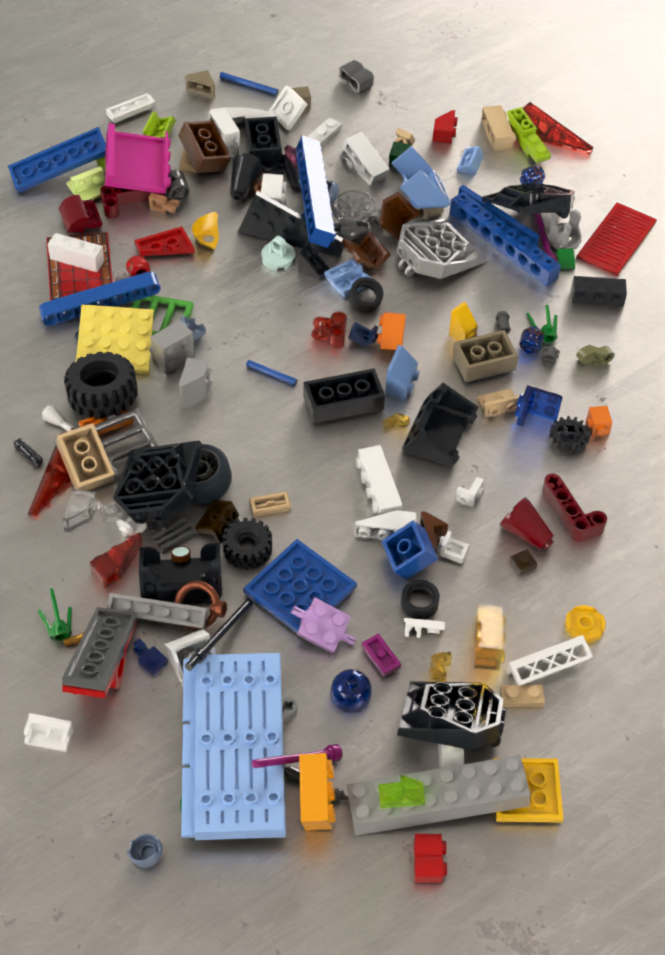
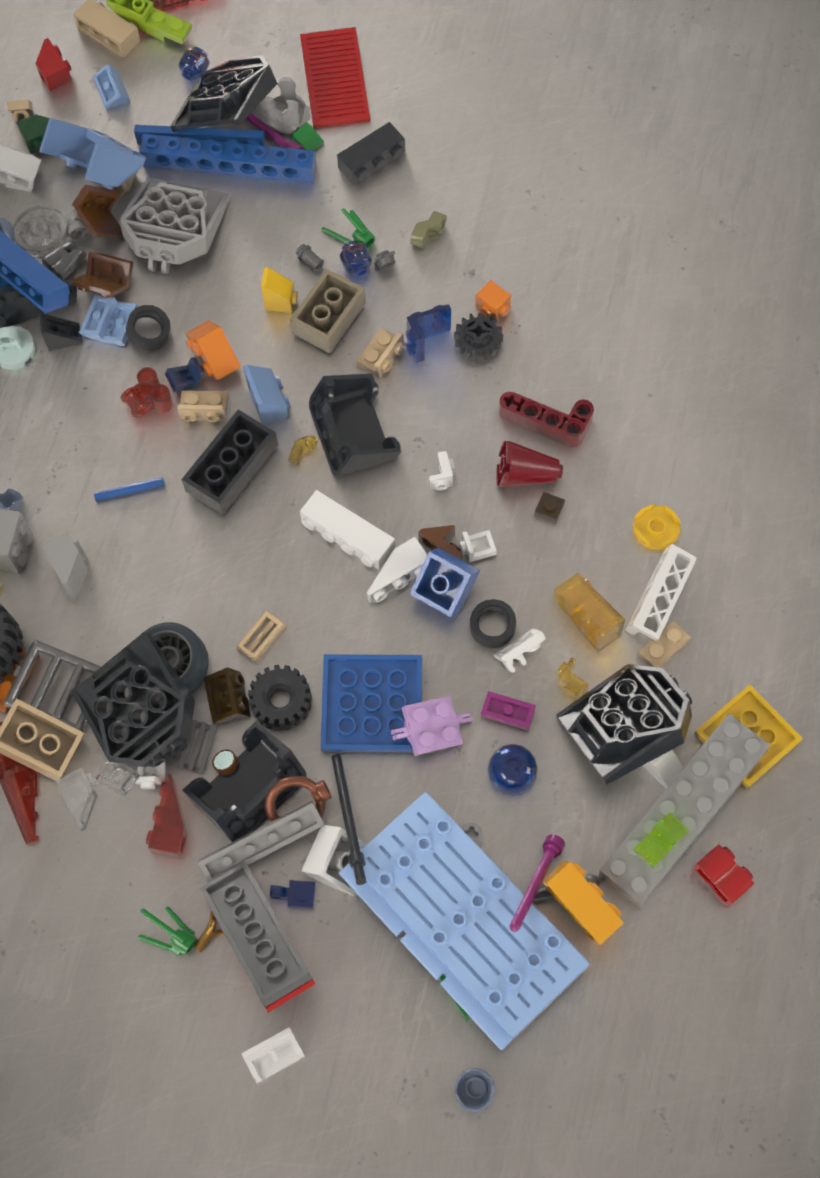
camera: 35 degrees left, 15 degrees up
(358, 357) = (203, 405): none -> tan bracket

